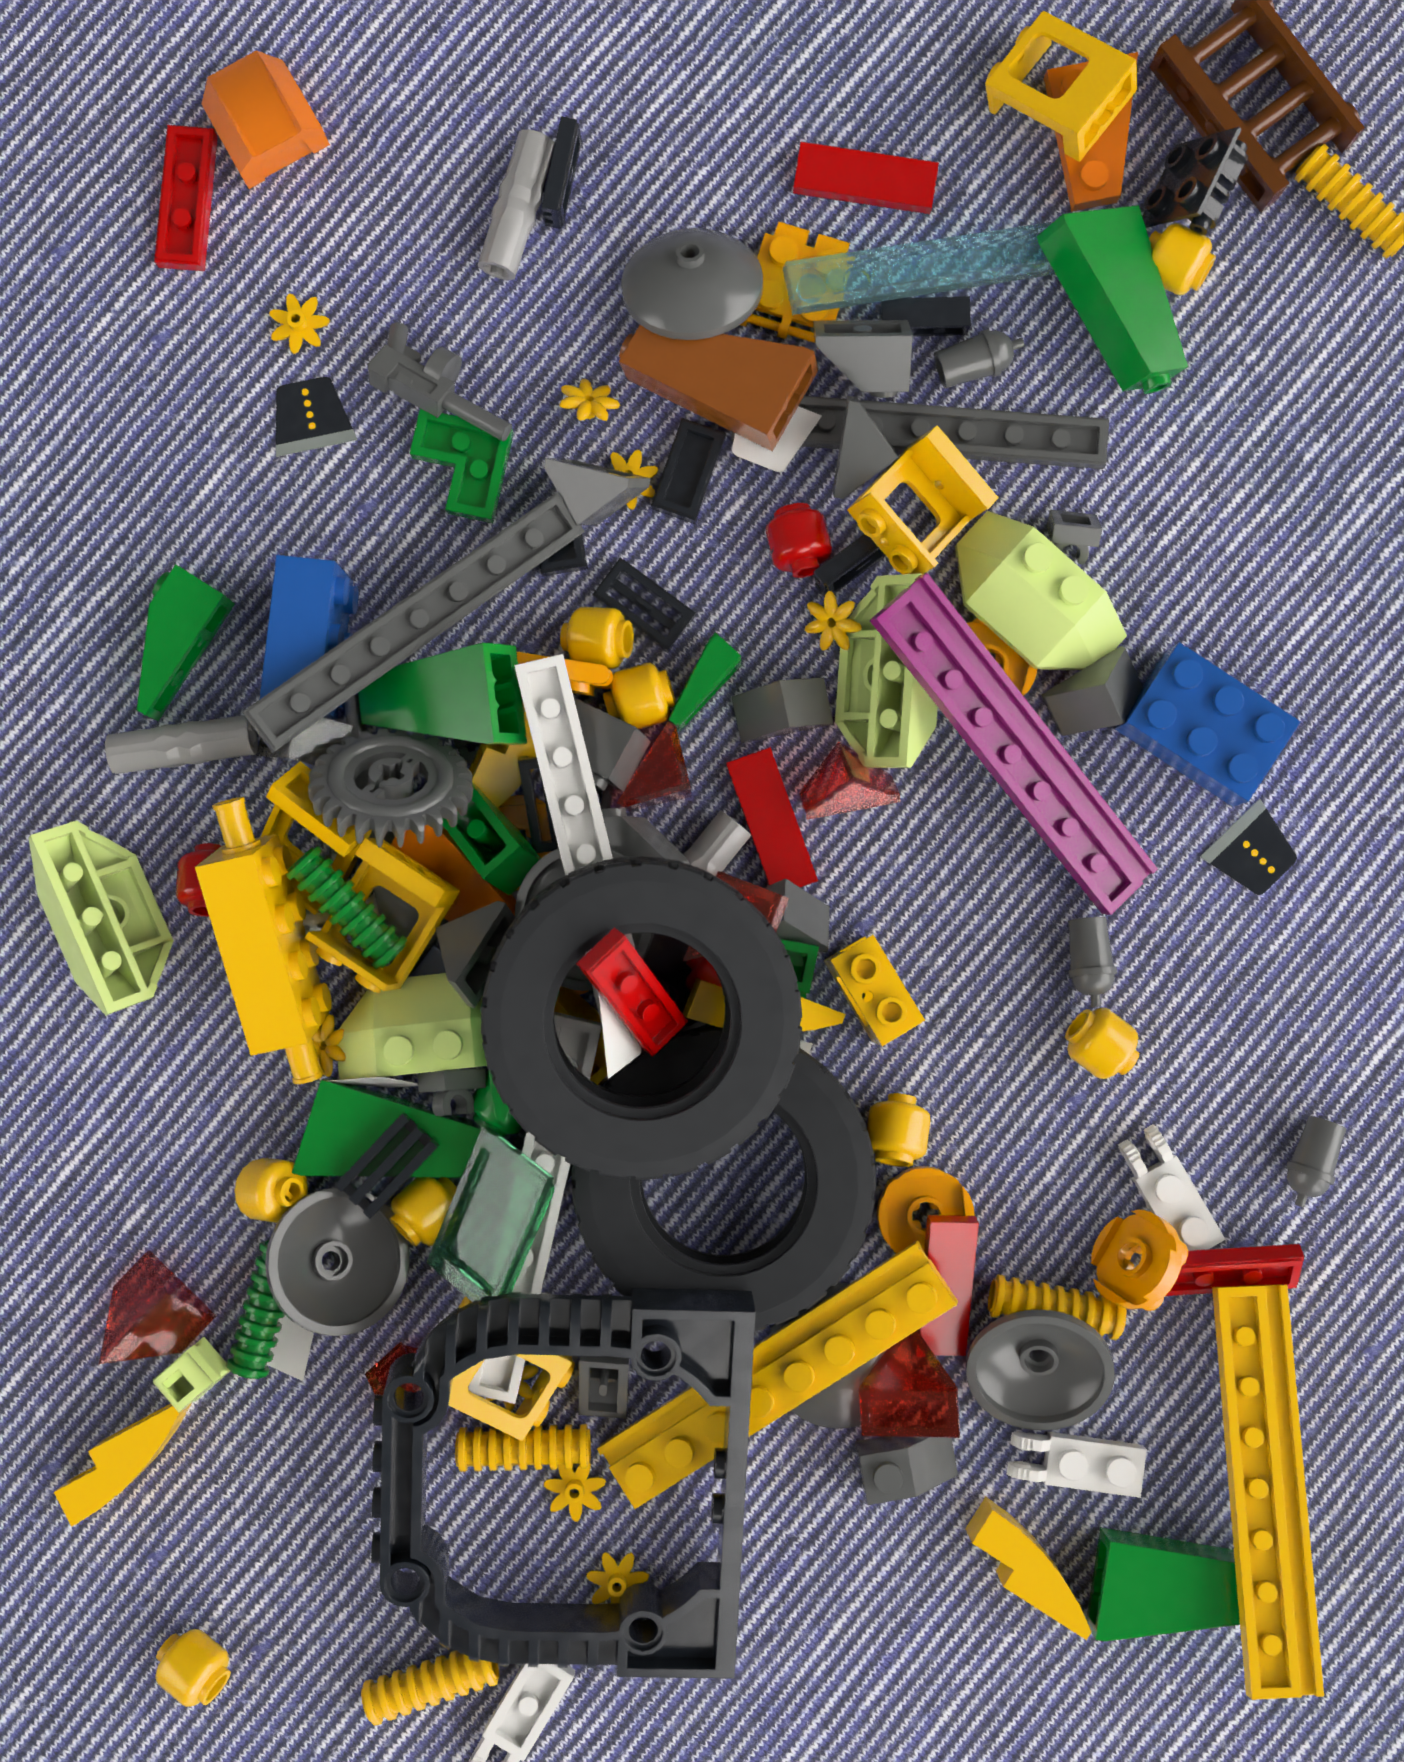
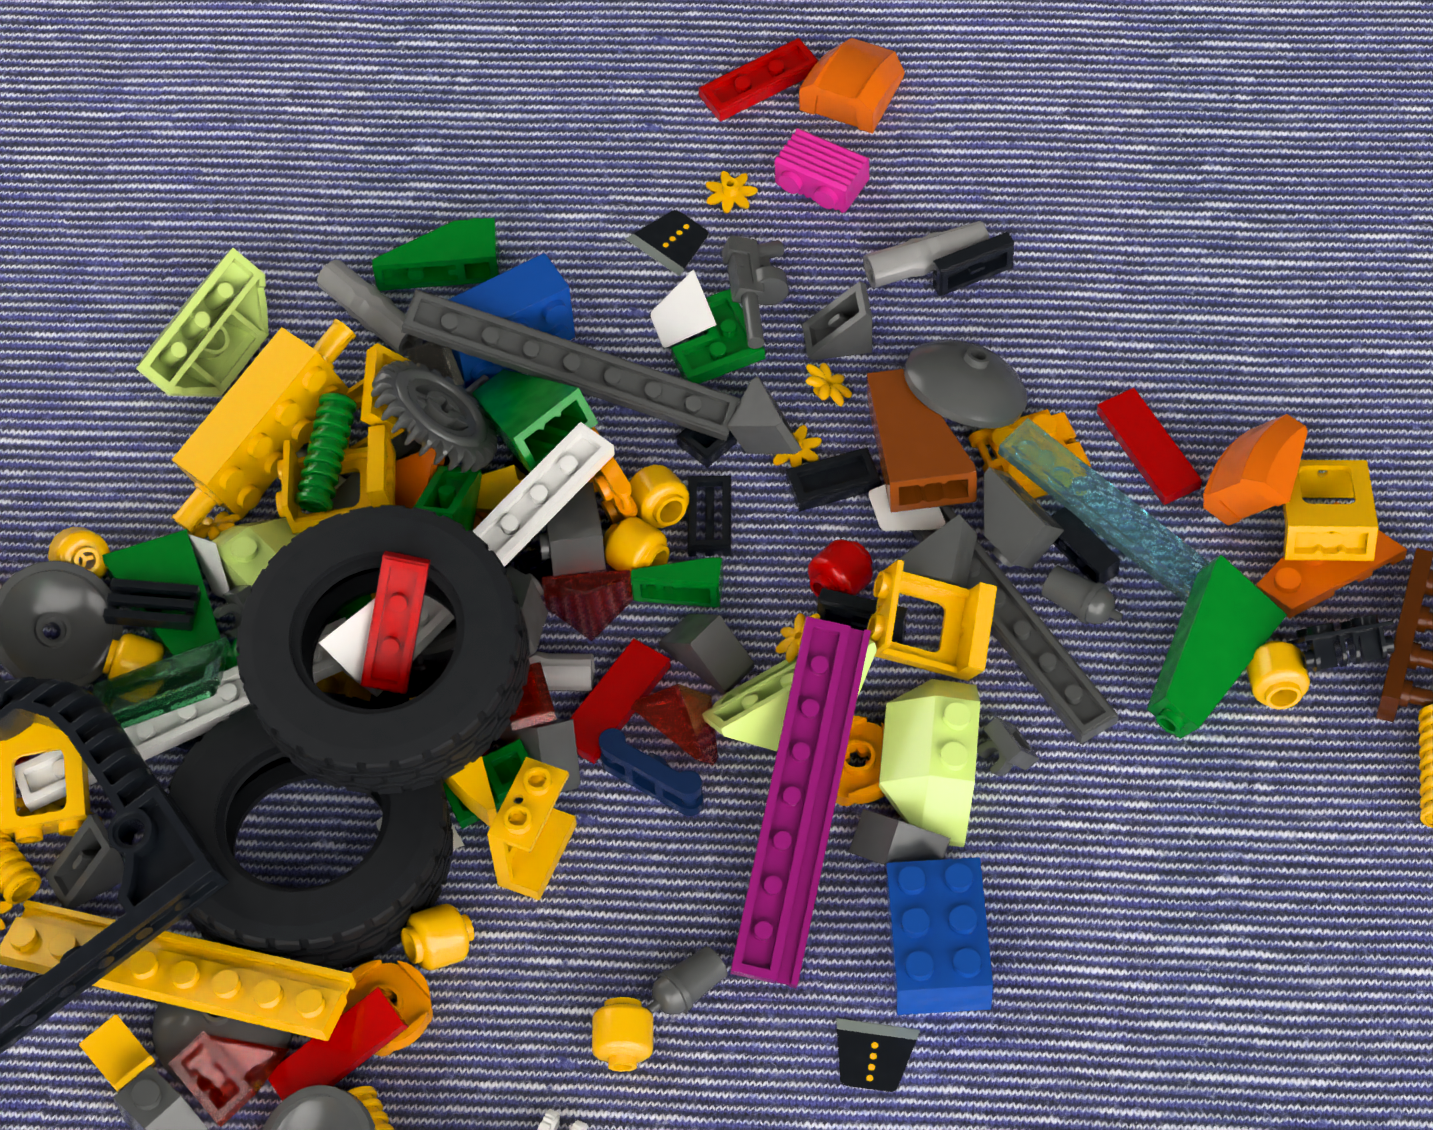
camera: 55 degrees right, 30 degrees down
(347, 225) = (821, 171): none -> dark pink brick
(411, 469) = (682, 312): none -> white sticker
(538, 342) = (841, 326): none -> dark grey slope
(816, 1462) = (116, 1053): none -> yellow bracket
(874, 845) = (651, 774): none -> dark blue plate
(981, 105) = (1256, 470): none -> orange slope

